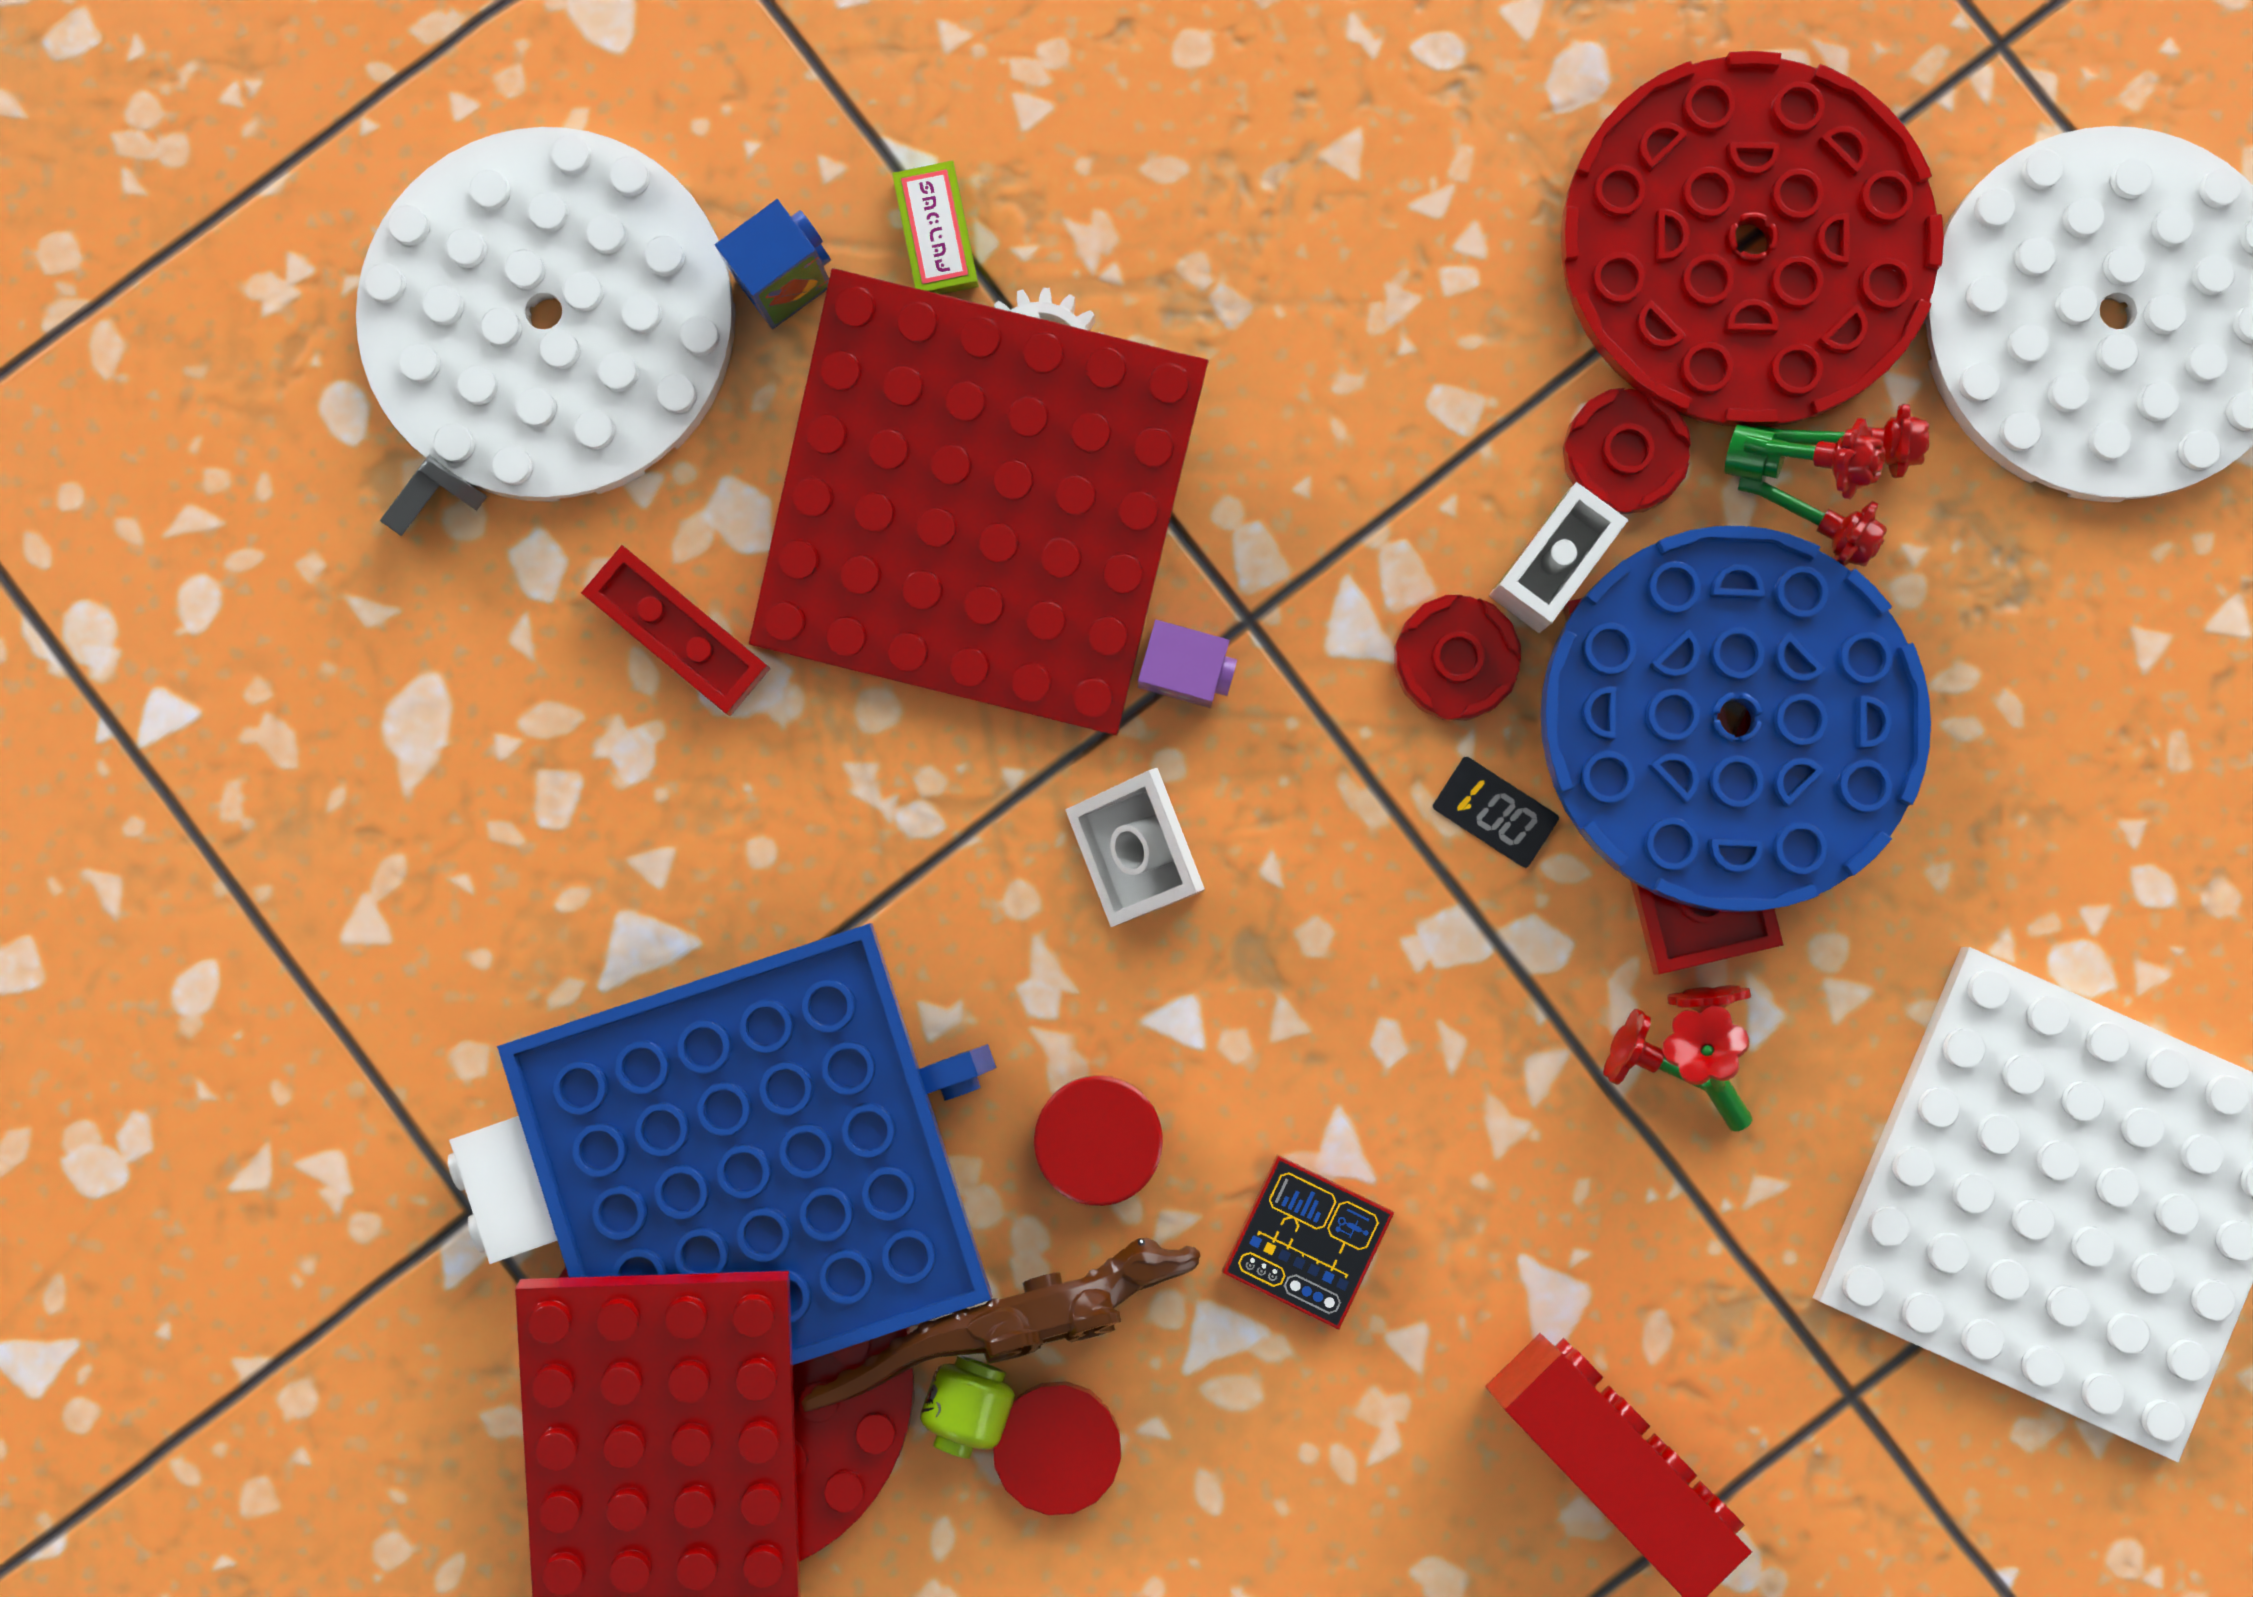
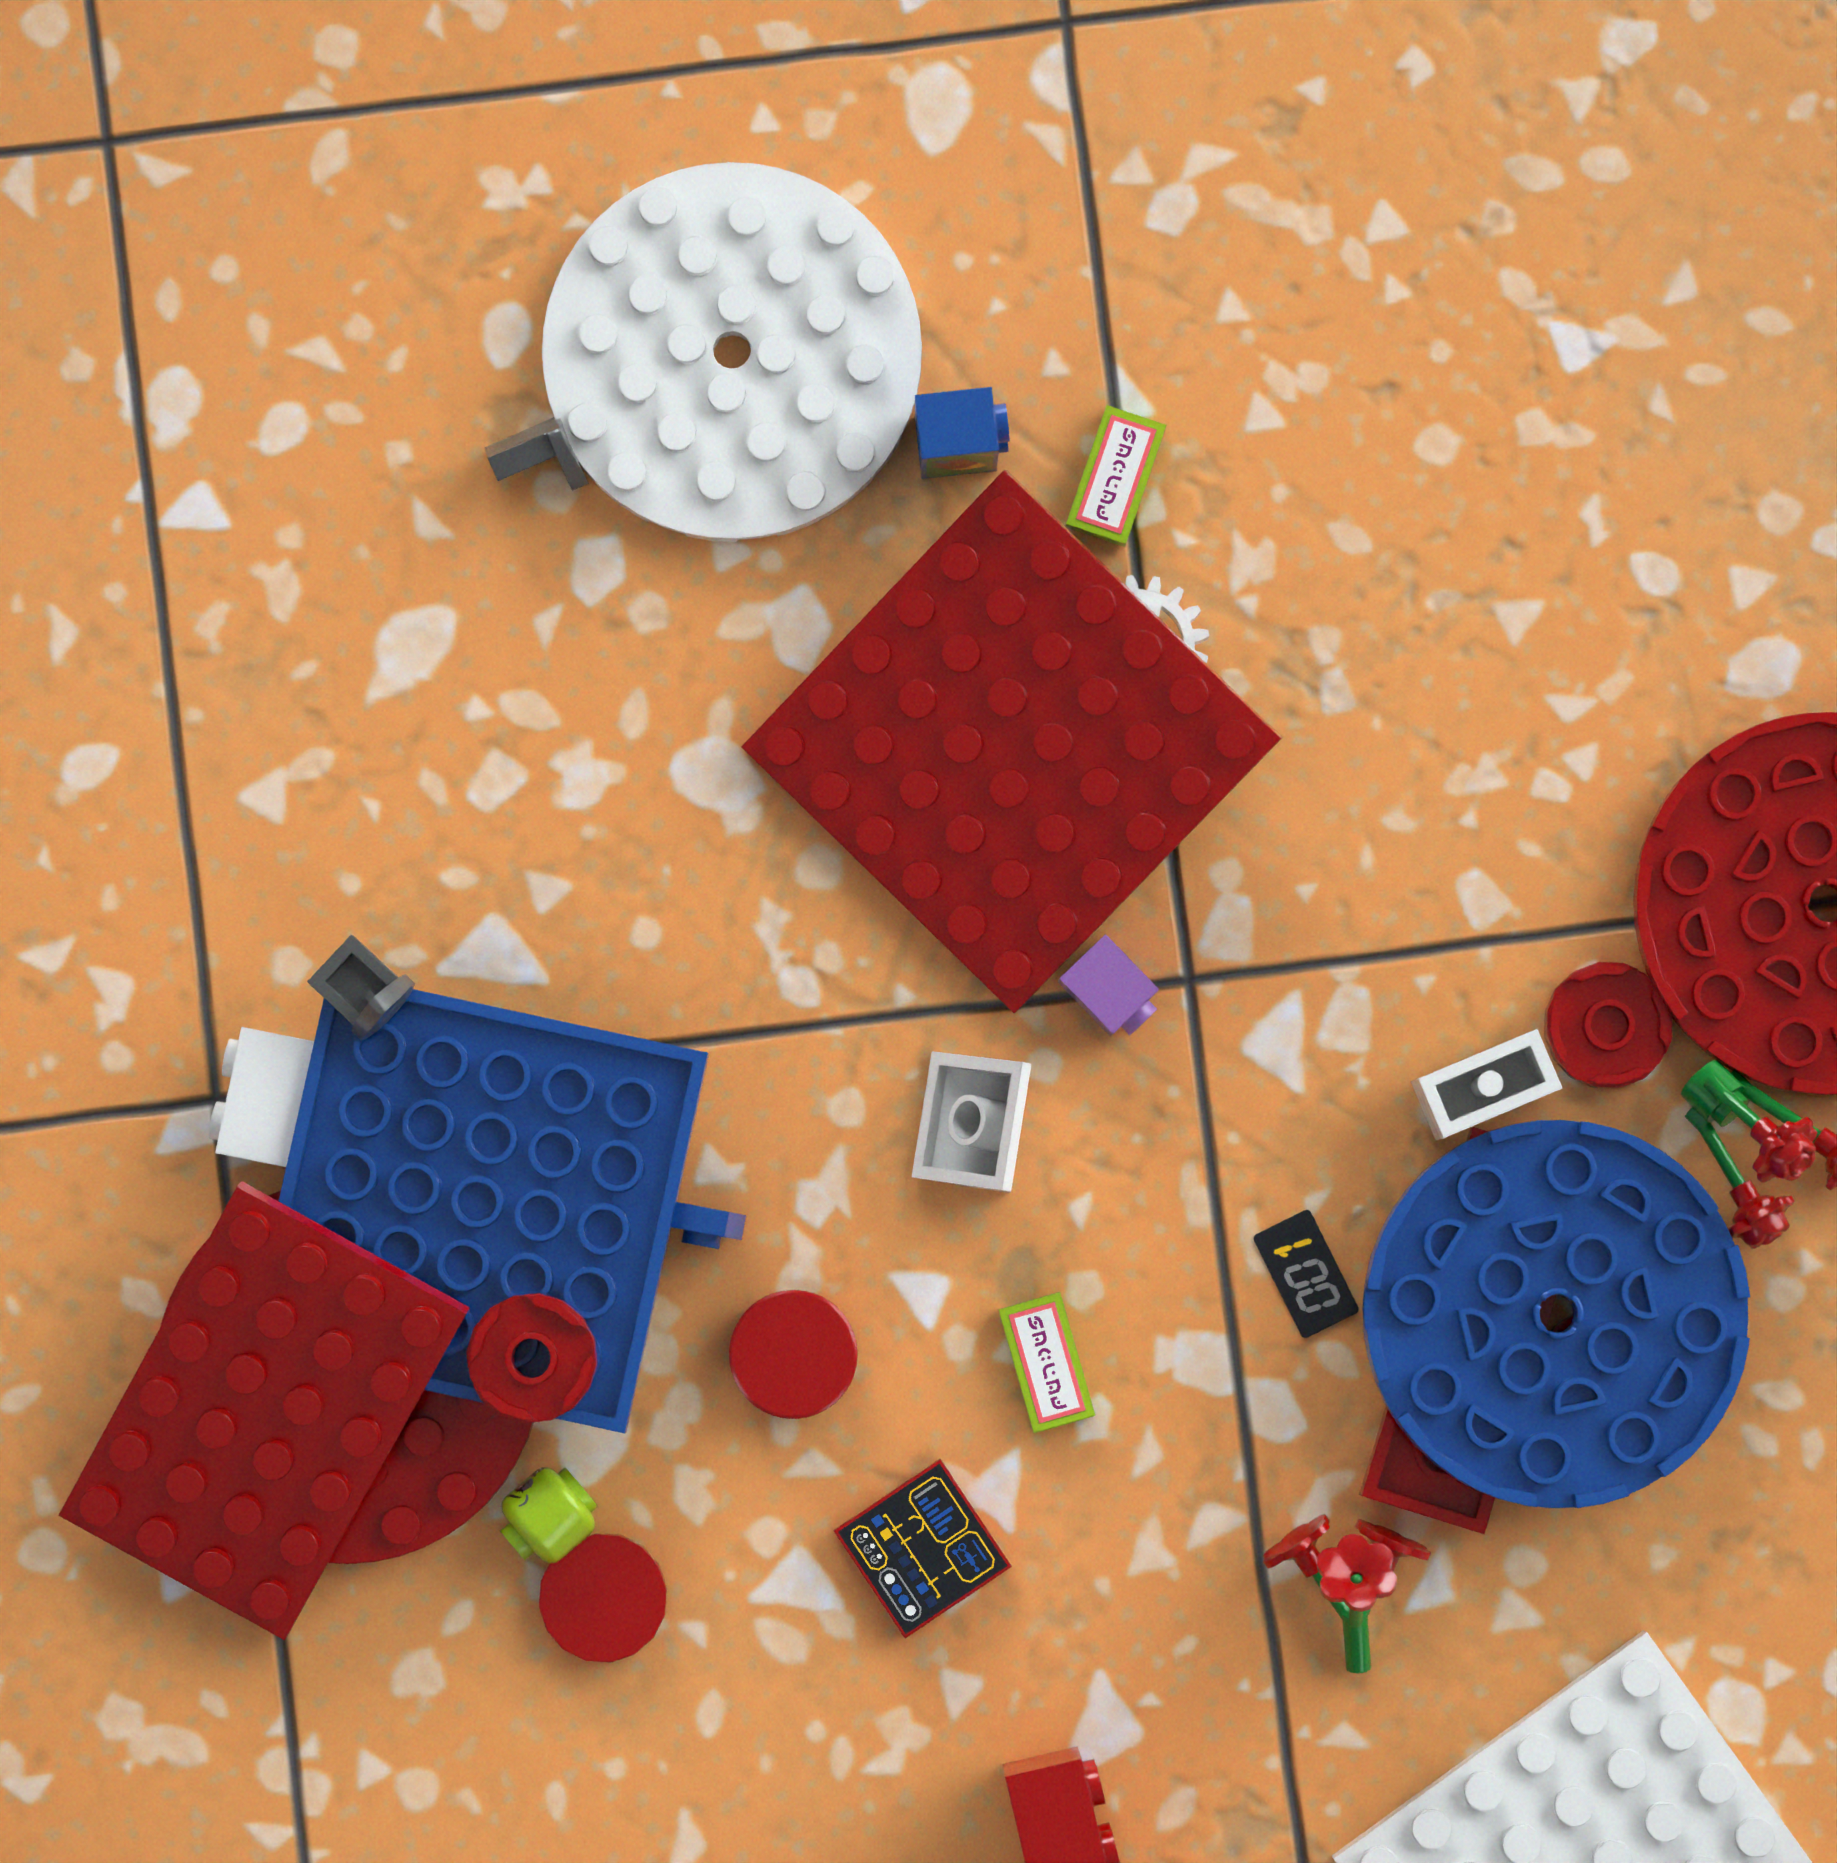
camera: 25 degrees right, 0 degrees up
(531, 1044) = (361, 987): none -> dark grey tile
(675, 630) = (685, 698): red plate -> none
(837, 1305) = (493, 1350): none -> red tile
(1020, 1322) = (637, 1469): reddish brown animal -> none
(1320, 1018) = (1046, 1362): none -> tile
(1457, 657) = (1351, 1119): red tile -> none

